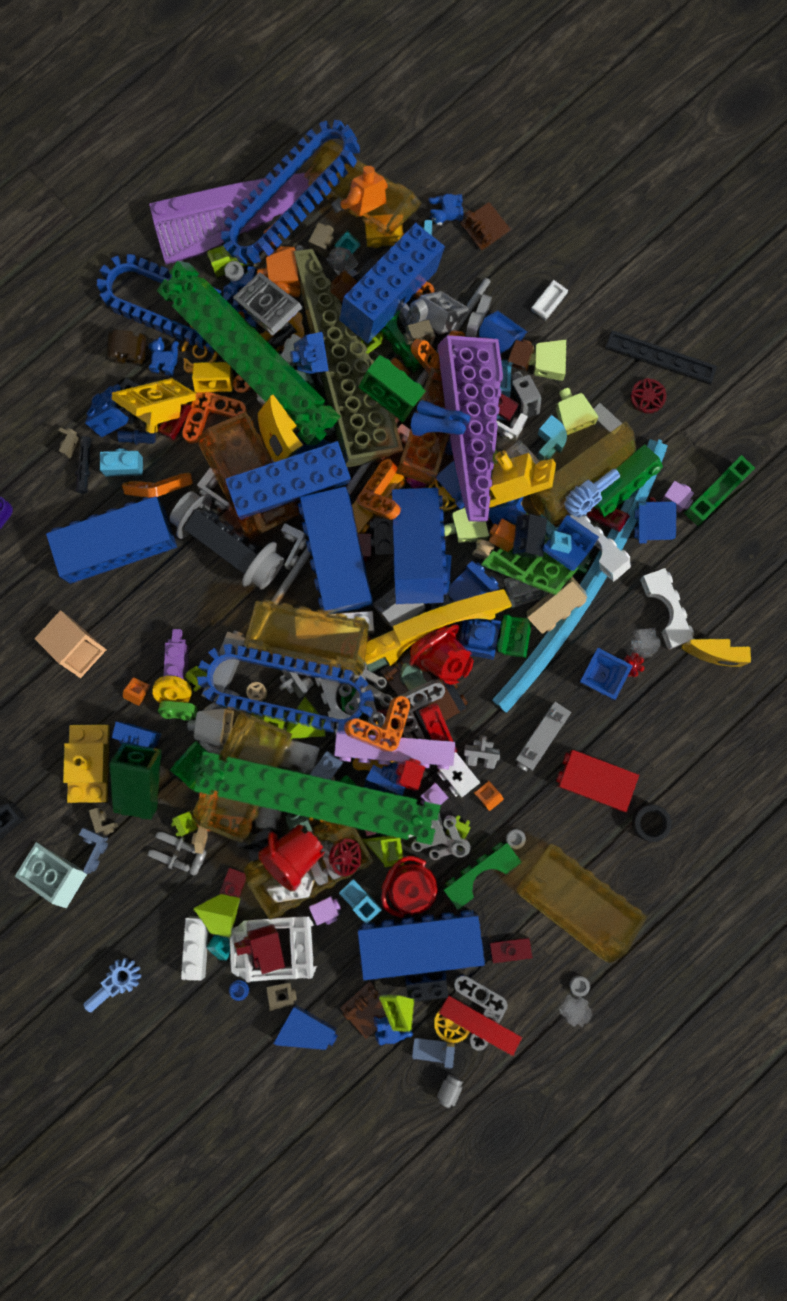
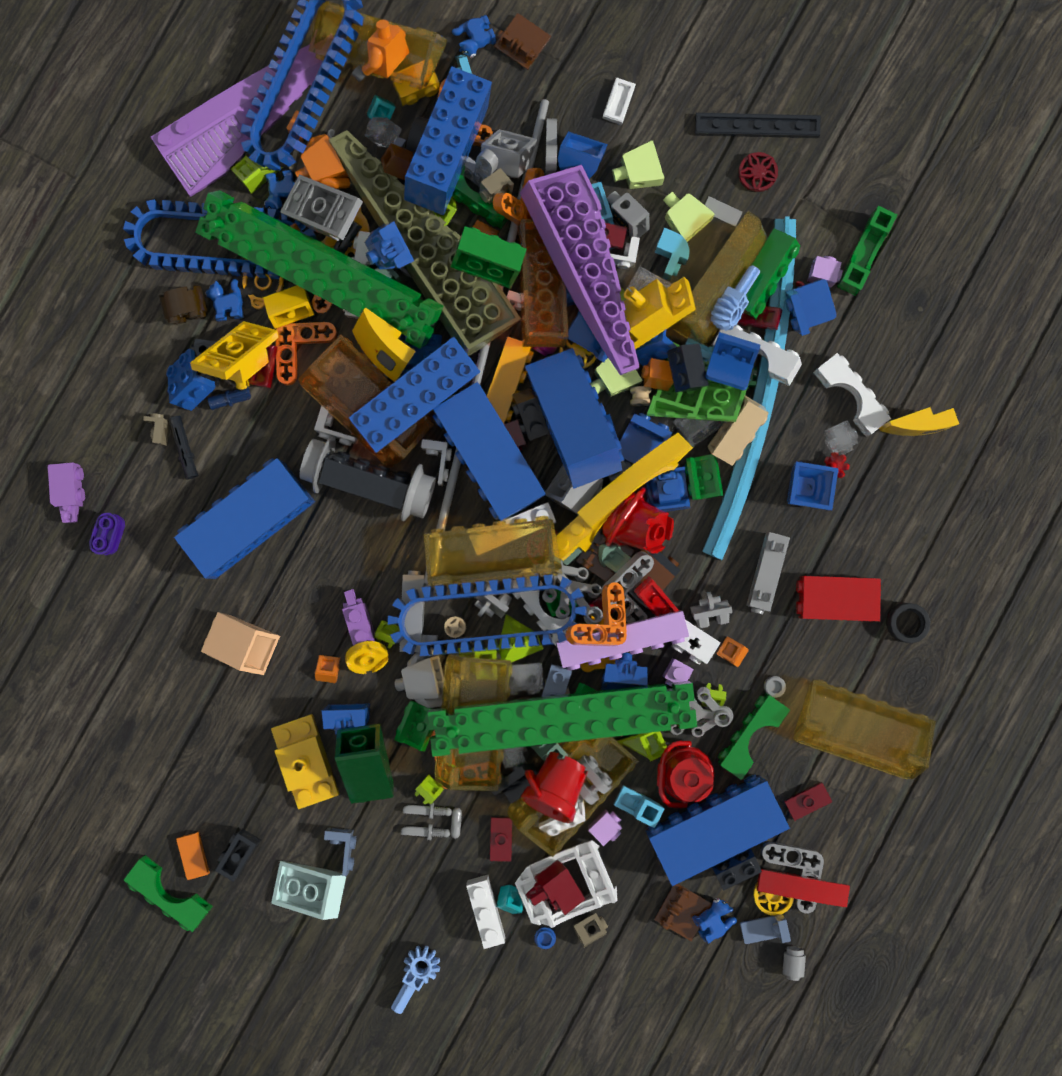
camera: 25 degrees left, 5 degrees up
(98, 819) = (338, 815): dark tan bracket -> none
(121, 463) = (223, 432): medium azure brick -> none
(150, 490) = (275, 448): orange beam -> none
(178, 710) = (378, 674): bright green plate -> none
(199, 840) = (450, 801): tan plate -> none
(219, 914) = (499, 869): lime slope -> none
(234, 271) = (270, 181): light grey tile -> none
(306, 1031) = (628, 955): blue slope -> none
(321, 239) = (351, 114): dark tan brick -> none
(345, 857) = (609, 768): dark red wheel -> none
(387, 470) = (508, 376): orange beam -> none
(398, 1011) = (718, 905): lime slope -> none
(410, 774) = (648, 660): red brick -> none
(437, 419) = (551, 276): blue piece -> none
(521, 354) = (611, 173): reddish brown brick -> none
(560, 541) = (721, 363): medium azure tile -> none
(576, 1010) = (894, 839): clear brick -> none
(579, 985) = (888, 812): light grey tile -> none

